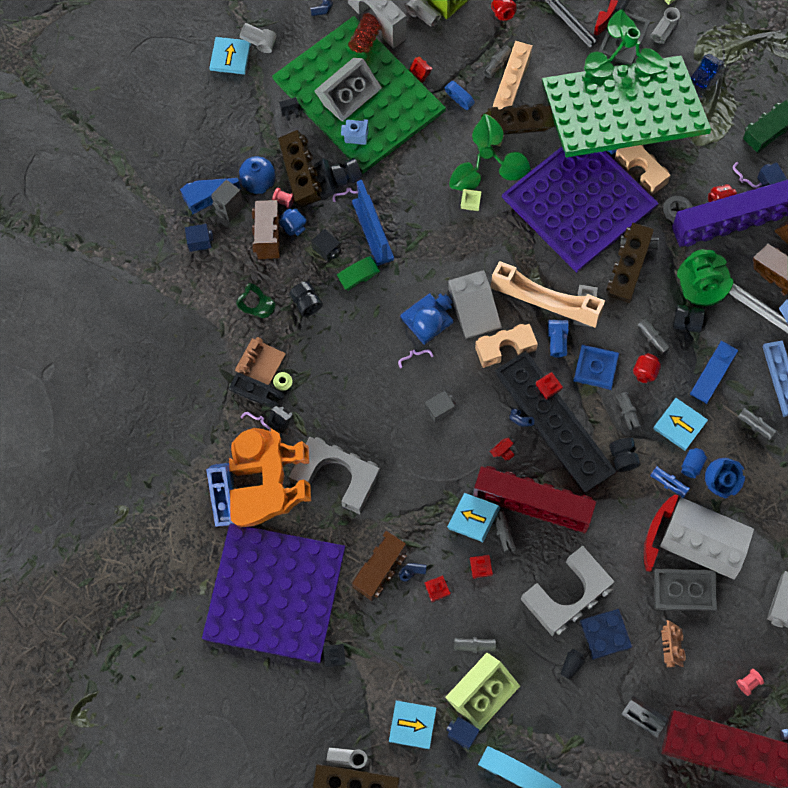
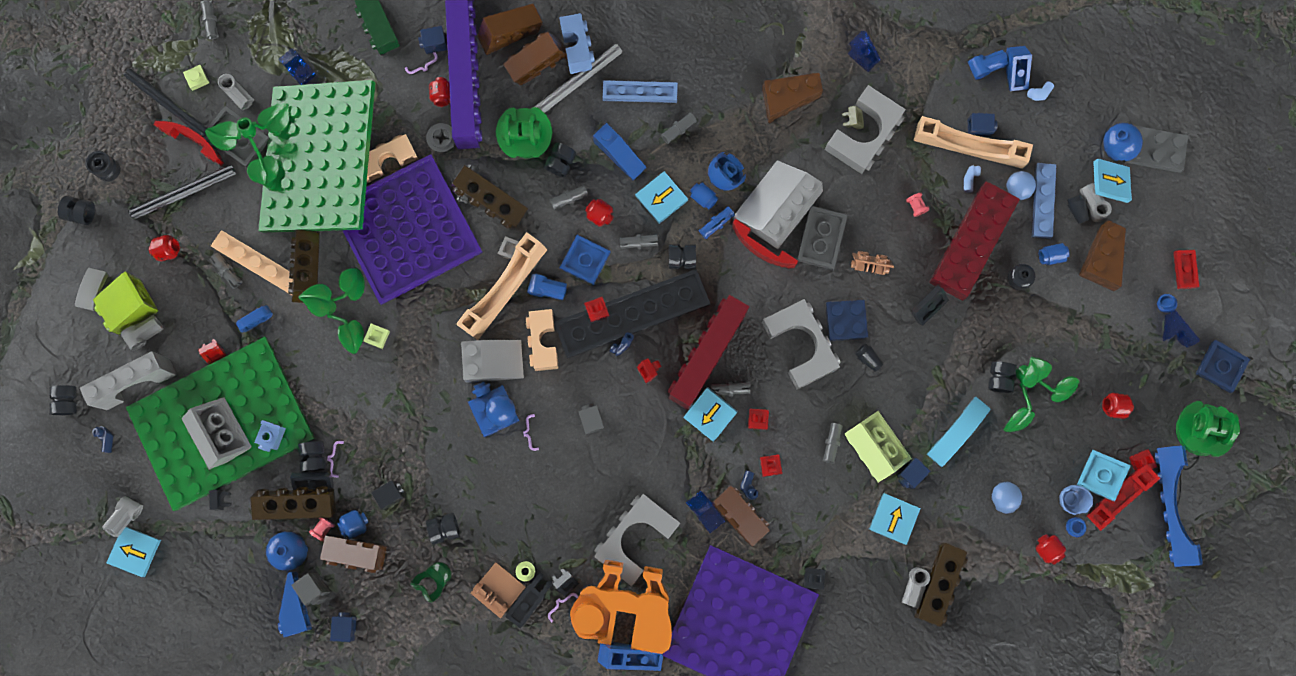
camera: 80 degrees left, 10 degrees up
(358, 272) = (427, 468): green slope -> none
(365, 34) = (155, 400): clear red piece -> none
(371, 226) = (380, 443): blue fence -> none
(374, 535) = (705, 511): none -> clear blue slope

